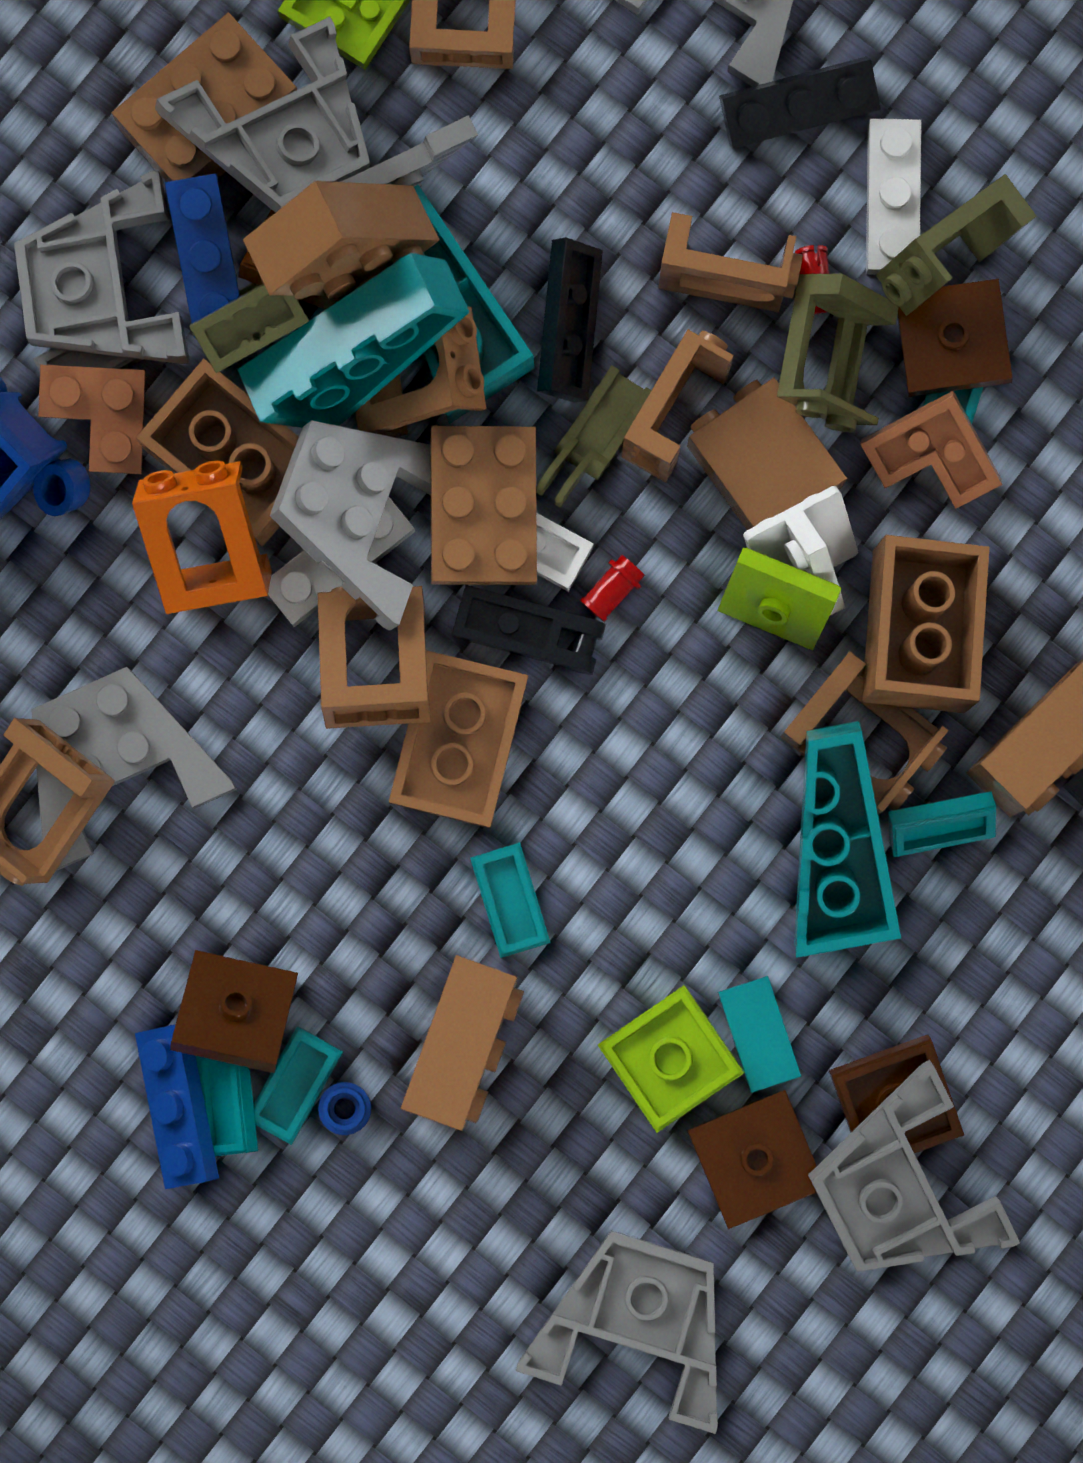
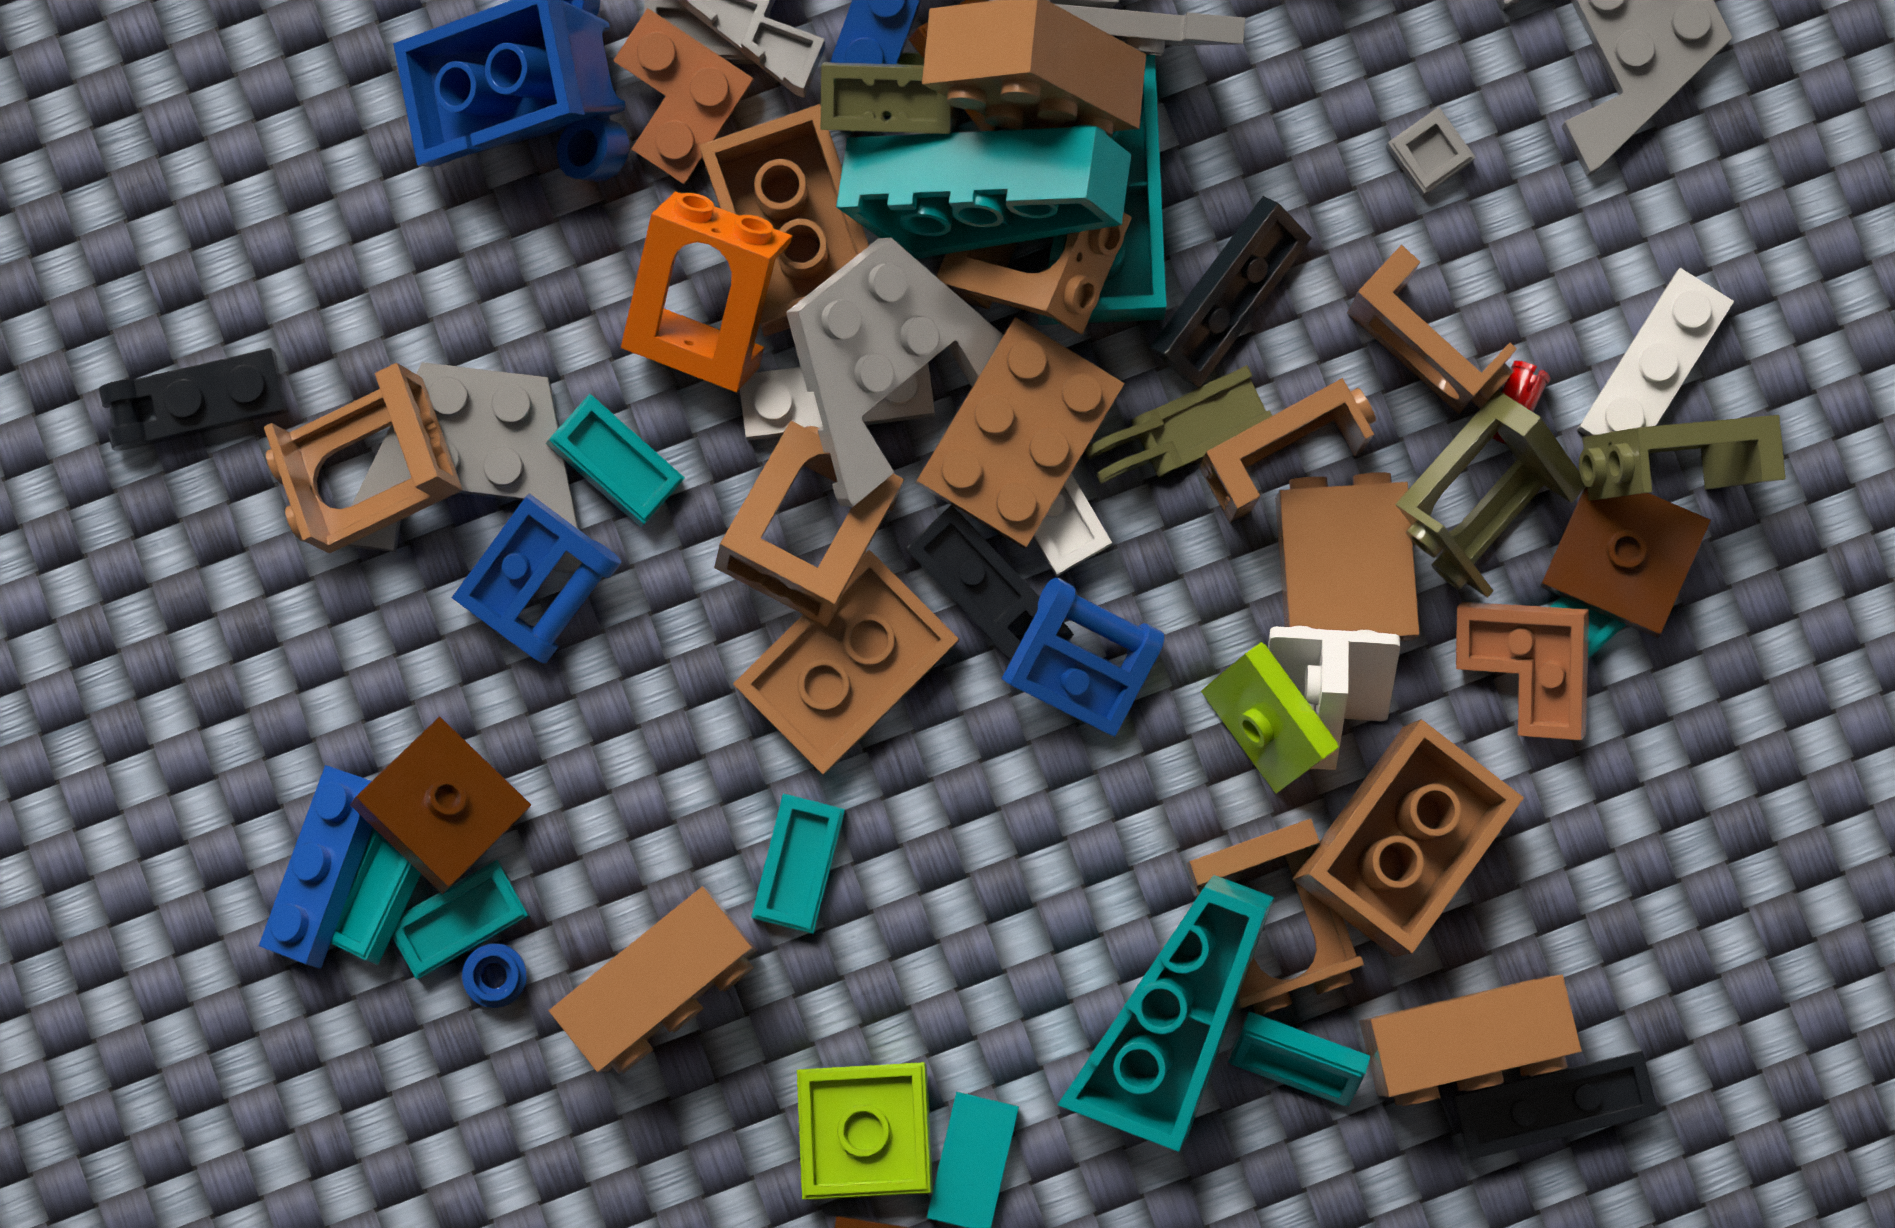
camera: 30 degrees right, 0 degrees up
(187, 809) = (518, 566): none -> blue plate
(210, 696) = (615, 460): none -> teal tile
(613, 587) = (1116, 595): red pin -> none
(623, 653) = (1073, 676): none -> blue plate
(648, 142) = (1430, 151): none -> light grey tile
(800, 102) = (1616, 206): black plate -> none

